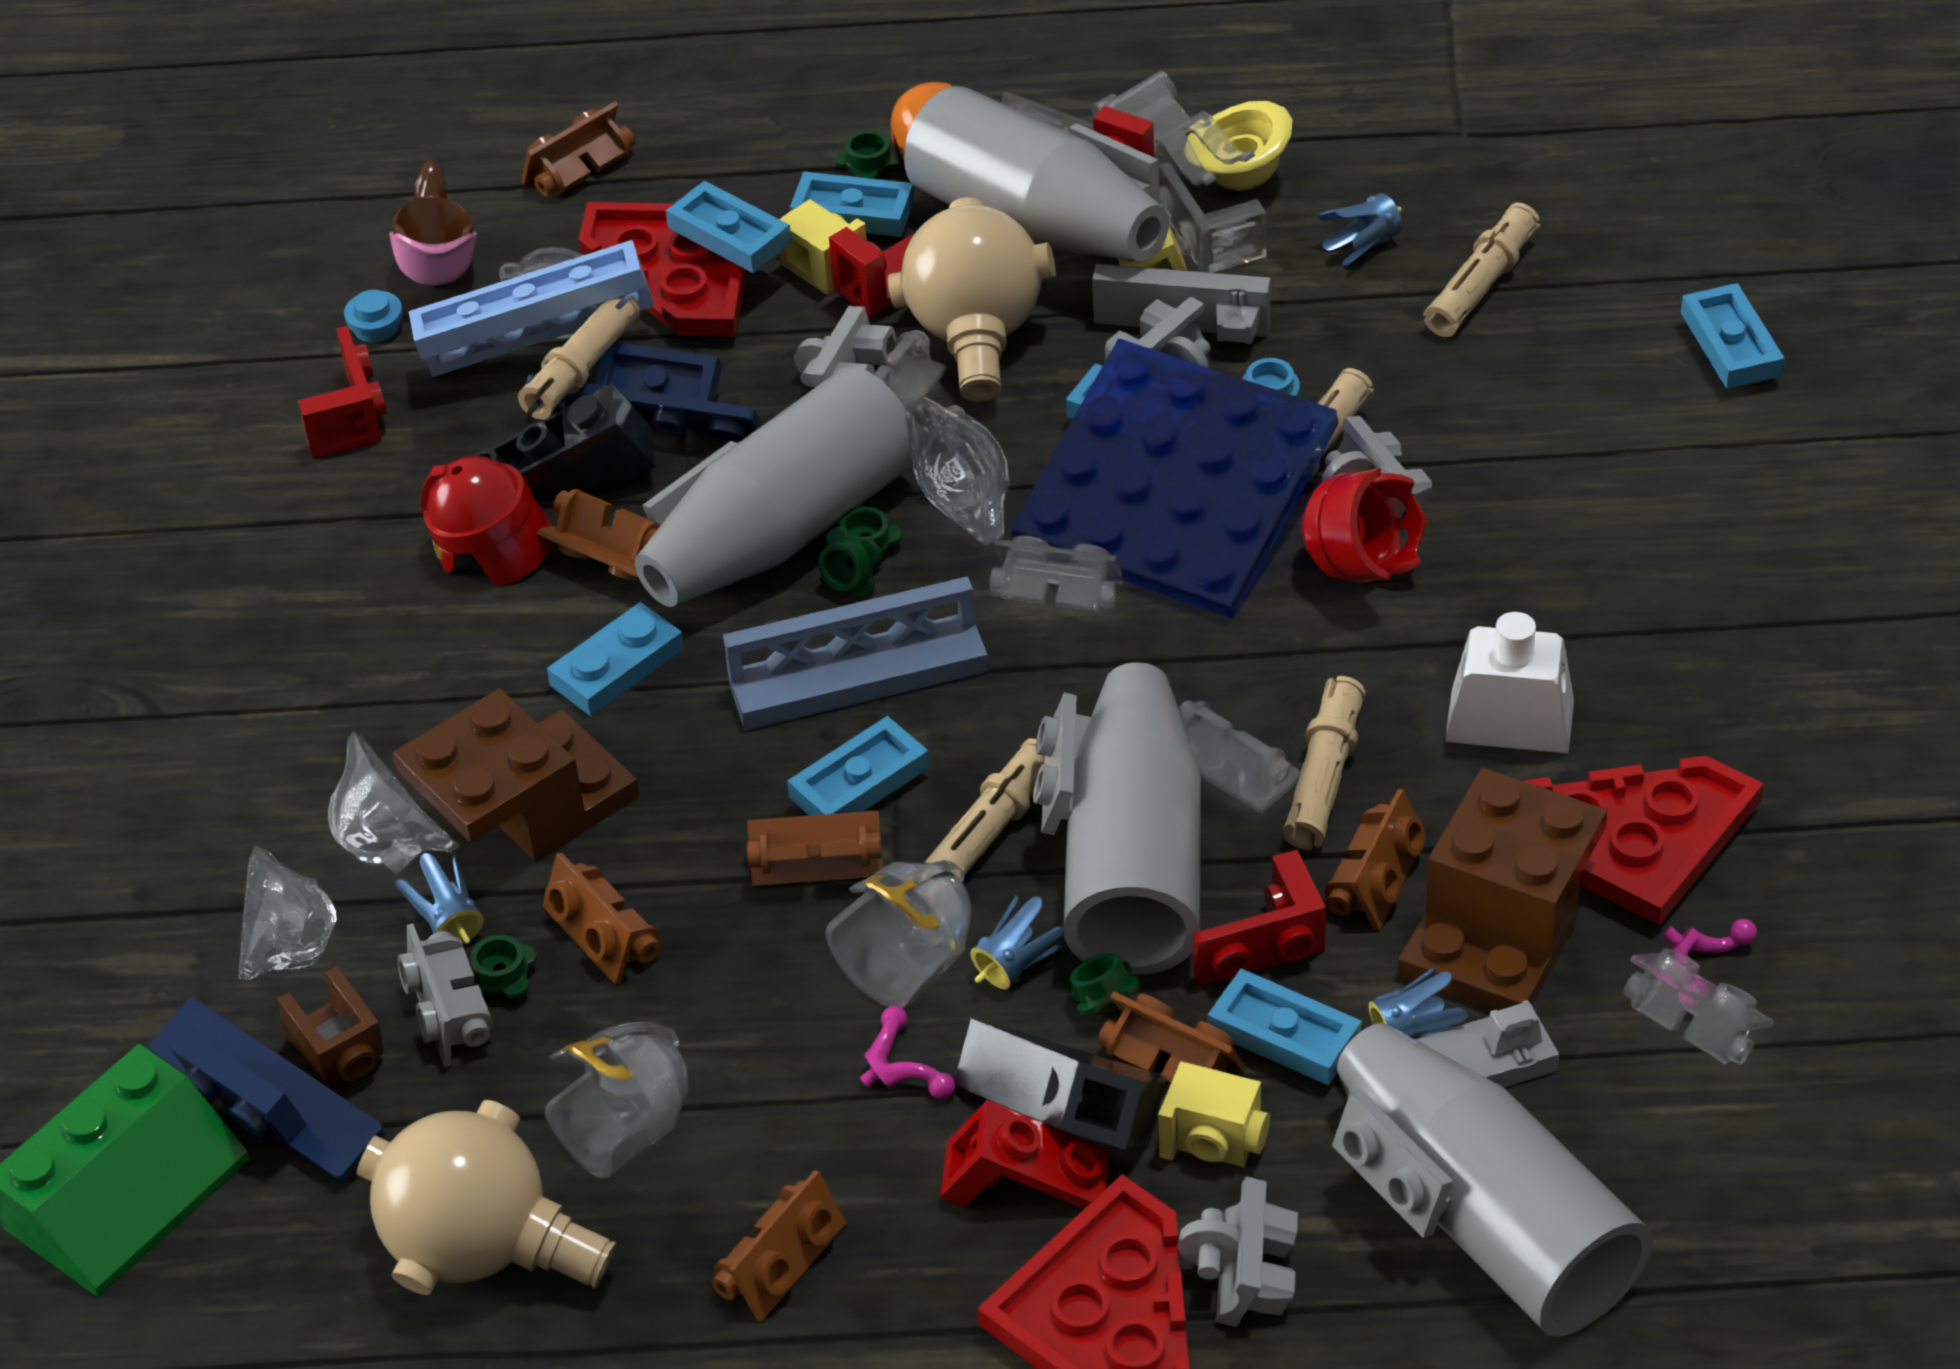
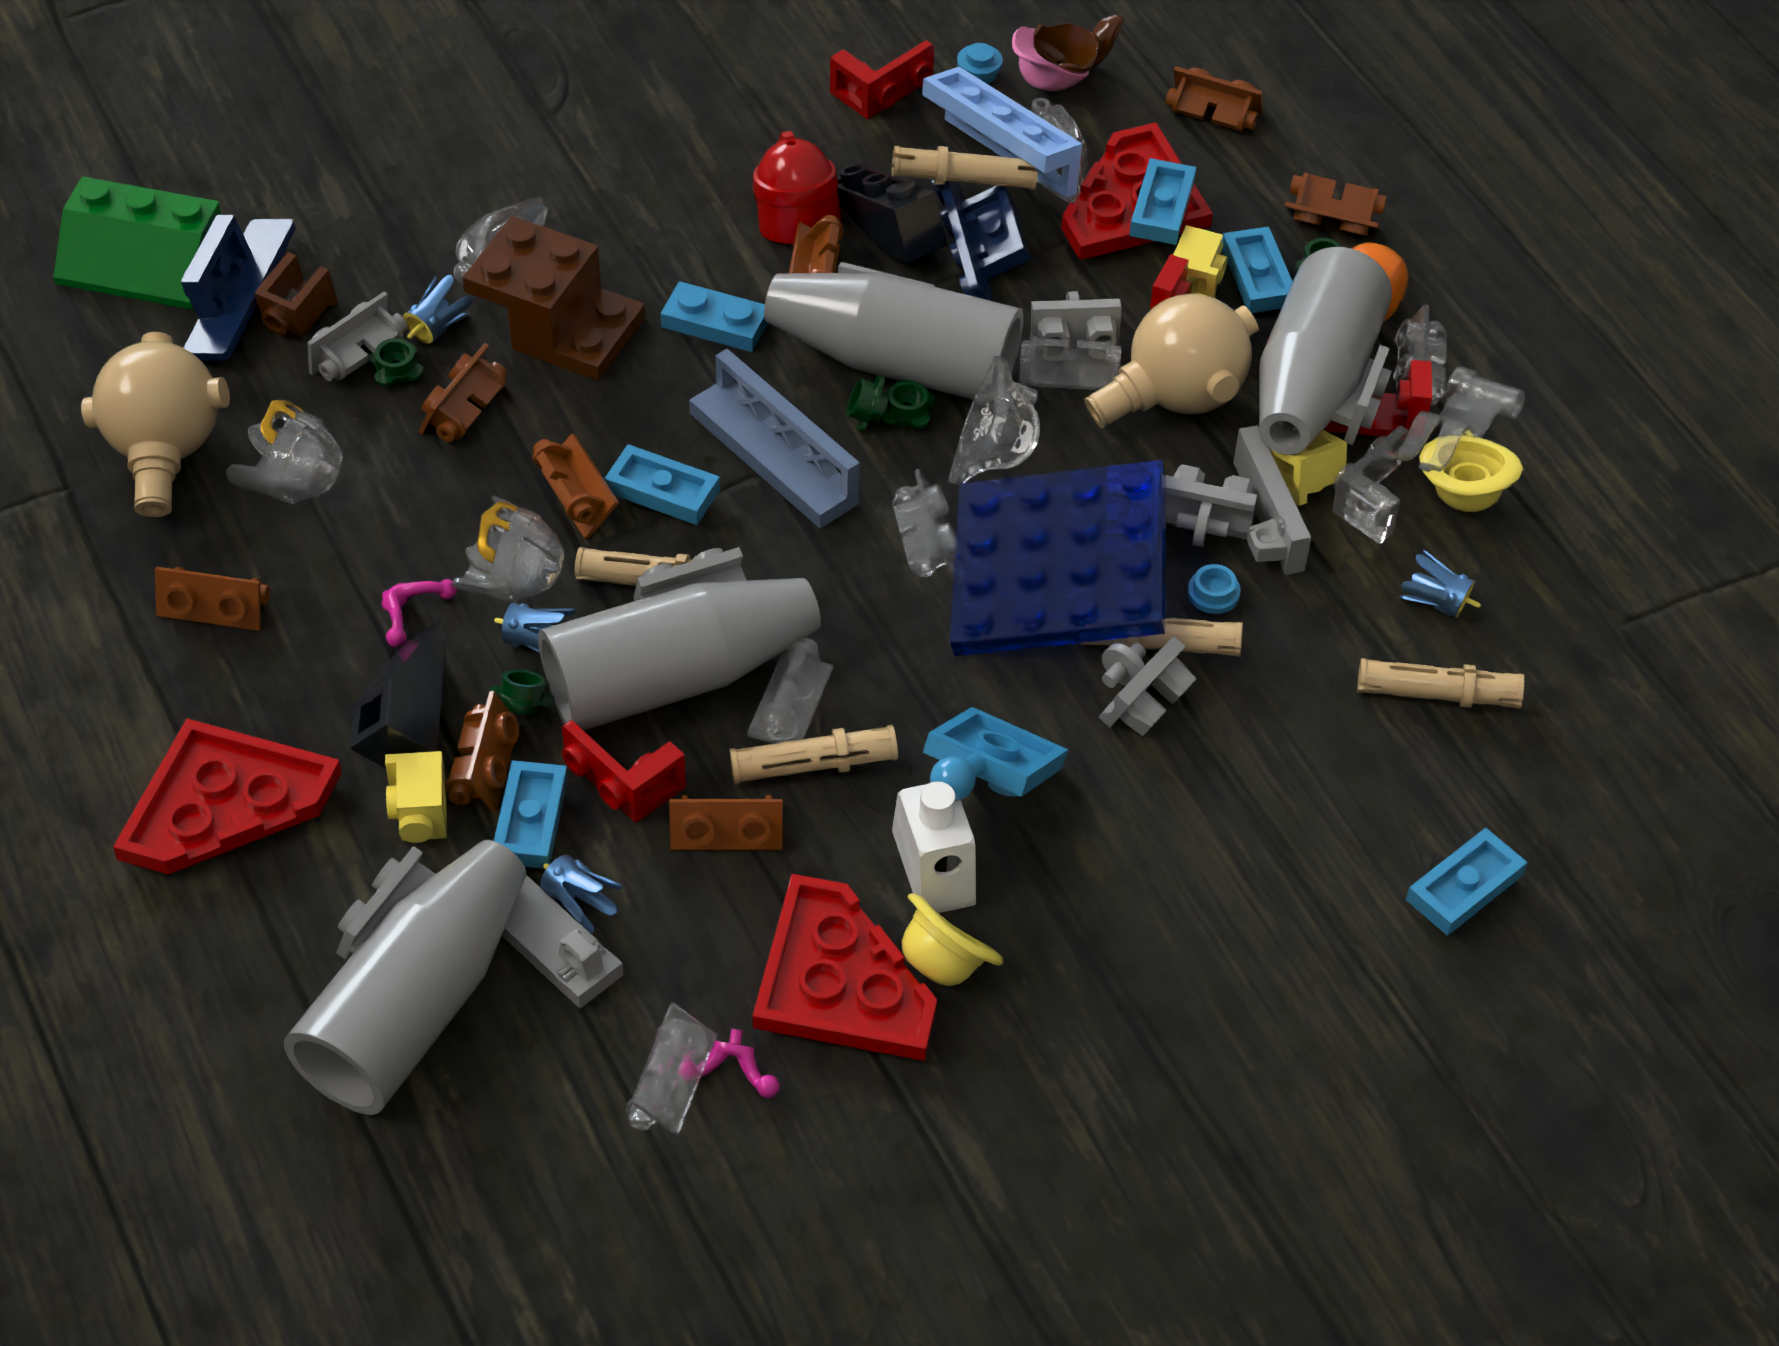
camera: 60 degrees right, 5 degrees up
(283, 918) = (377, 234): clear hat -> none
(822, 104) = (1317, 201): none -> dark orange hinge
(1025, 1150) = (329, 694): red bracket -> none
(1233, 1248) = (296, 848): light grey hips -> none
(1357, 527) = (1051, 702): red helmet -> none
(1419, 604) = (992, 750): none -> dark azure plate
(1503, 890) = (723, 891): reddish brown bracket -> none
(1641, 727) = (941, 948): none -> light yellow hat

